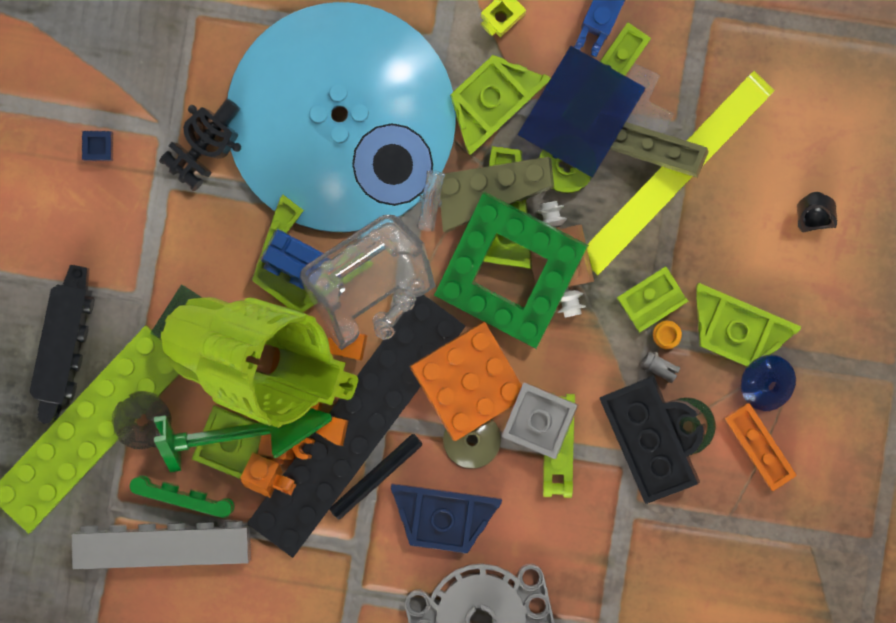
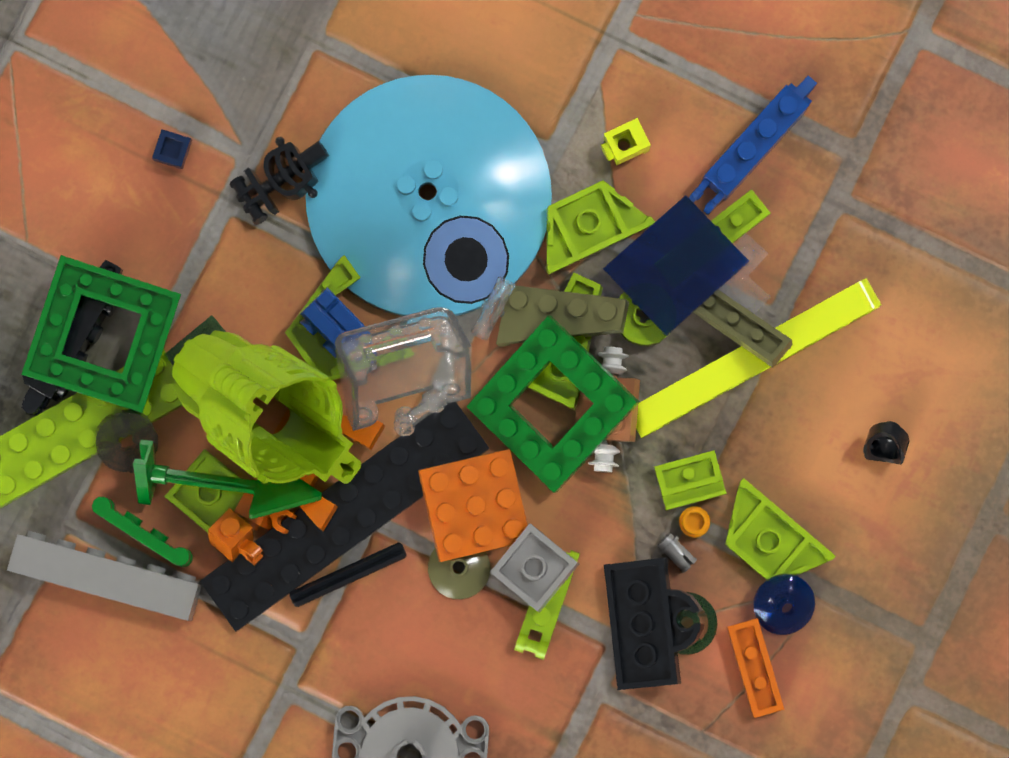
camera: 20 degrees right, 5 degrees down
(44, 369) = (80, 279): none -> green plate
(443, 517) = (404, 638): dark blue wing -> none

